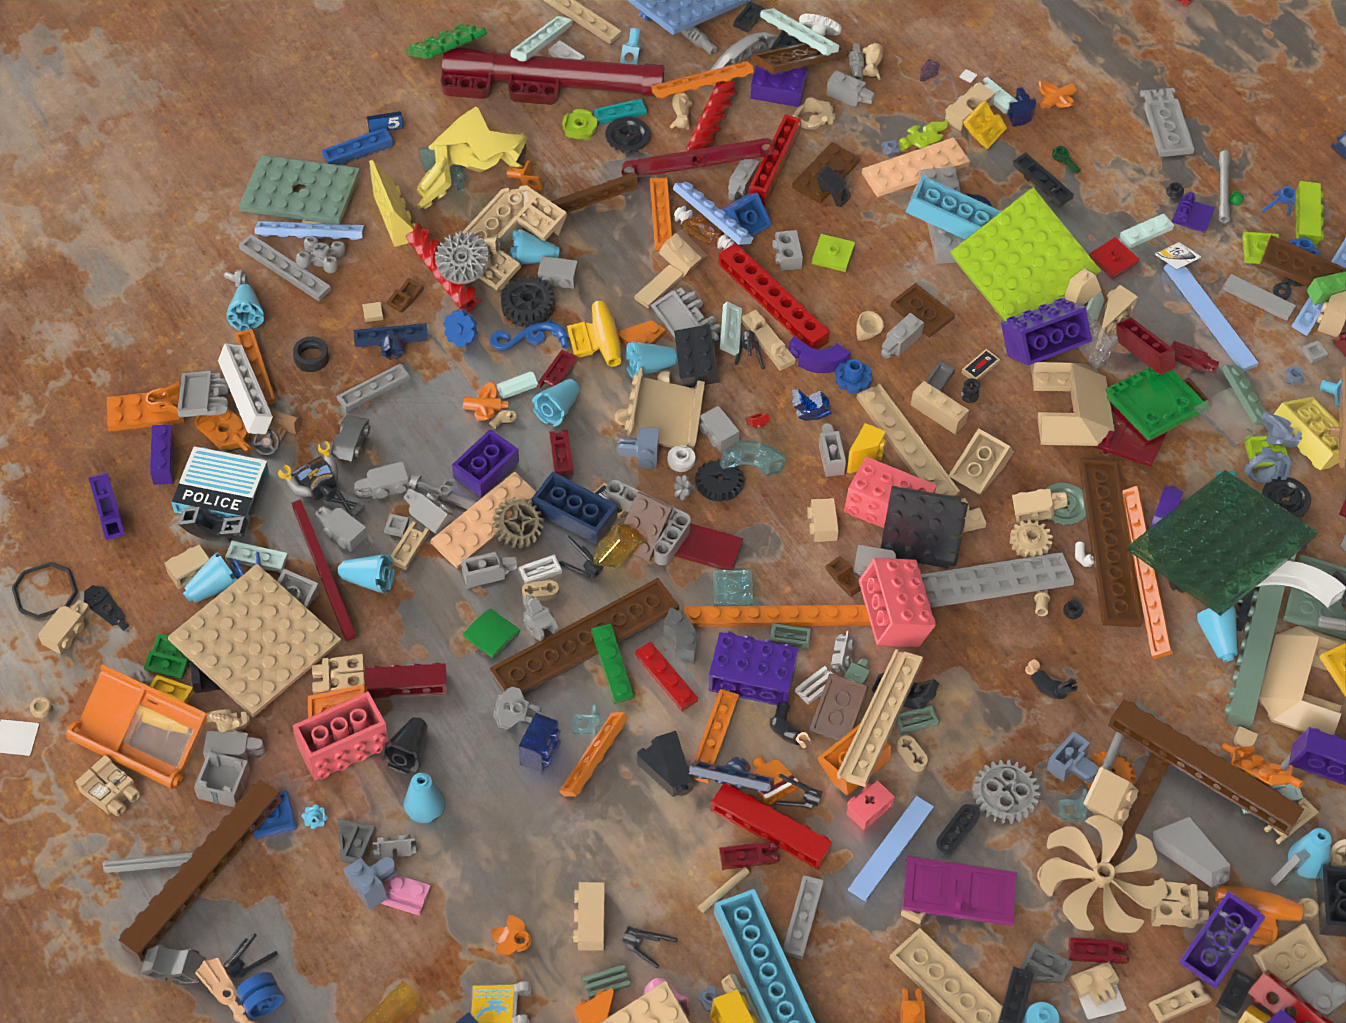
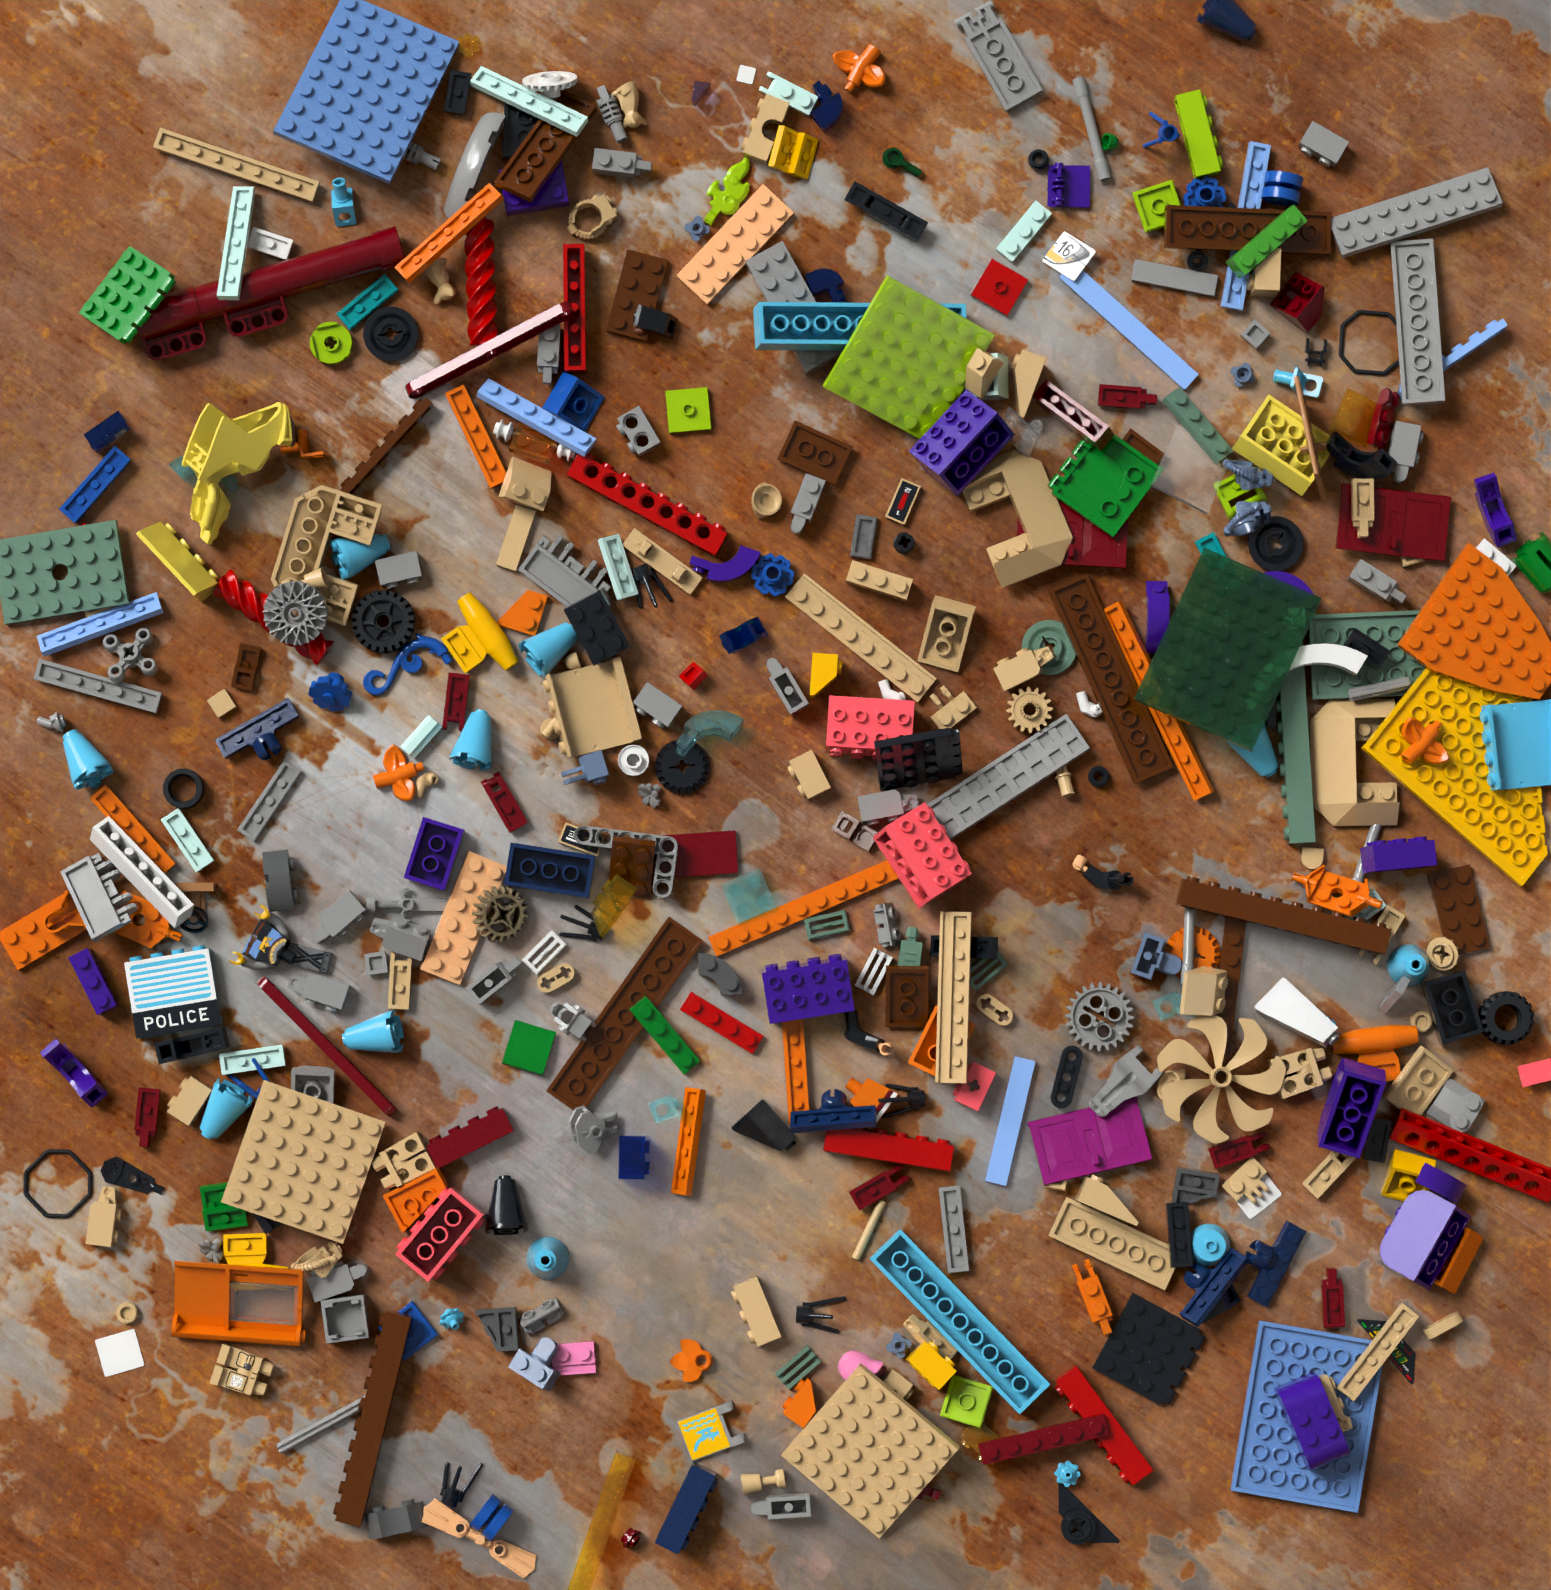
camera: 20 degrees left, 30 degrees up
(146, 565) = (147, 1114): none -> dark red hinge
(293, 388) = (187, 840): none -> light aqua plate
(953, 937) = (1101, 1197): none -> tan slope
(1011, 852) = (1125, 1081): none -> light grey animal

